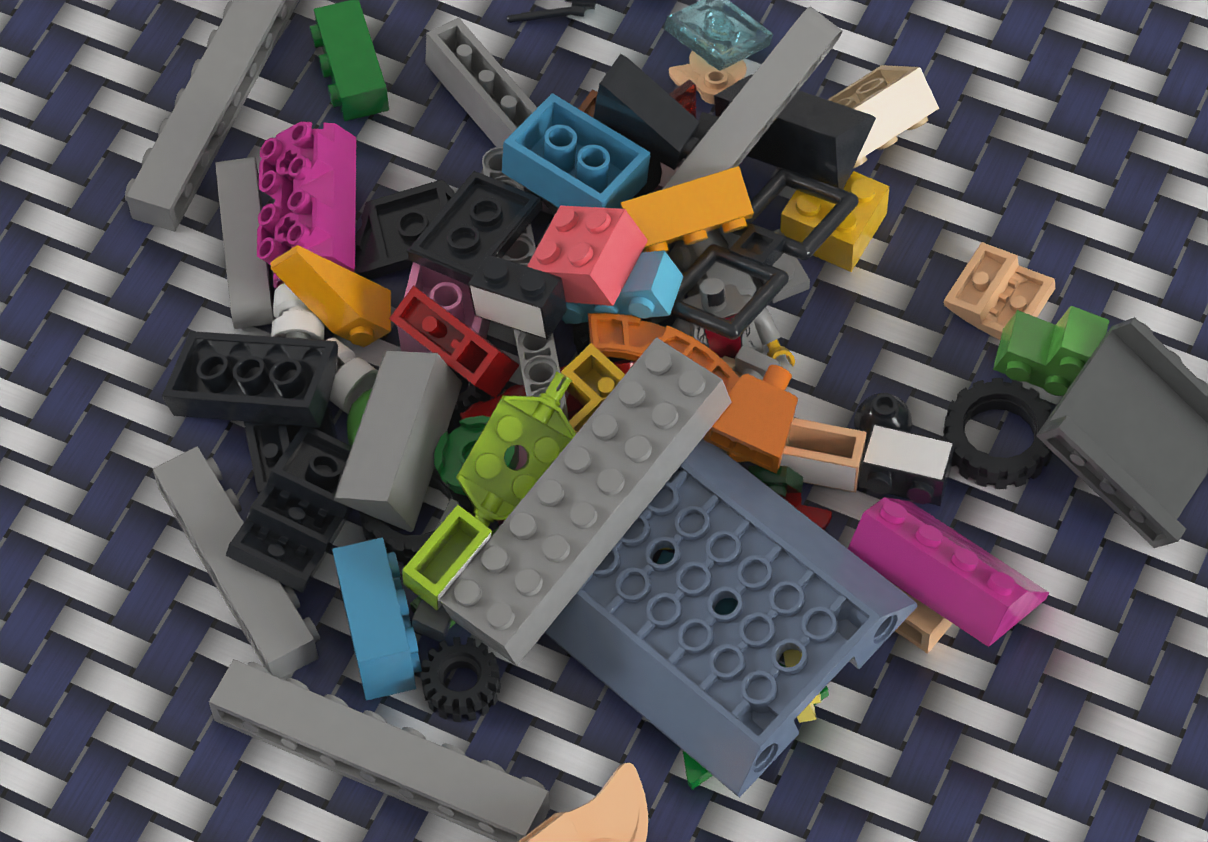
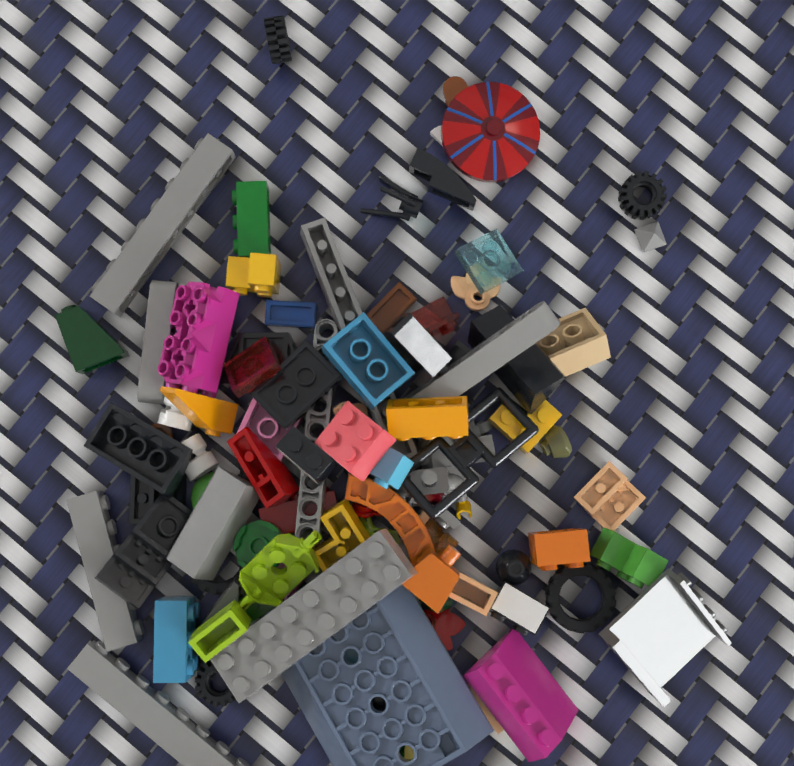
camera: 10 degrees right, 25 degrees up
(138, 262) = (87, 340): none -> dark green slope
(377, 118) = (254, 274): none -> yellow brick
(395, 228) = (252, 367): none -> clear red plate
(448, 163) = (290, 314): none -> blue tile
(894, 236) = (556, 443): none -> olive cone
(939, 358) = (559, 547): none -> orange brick

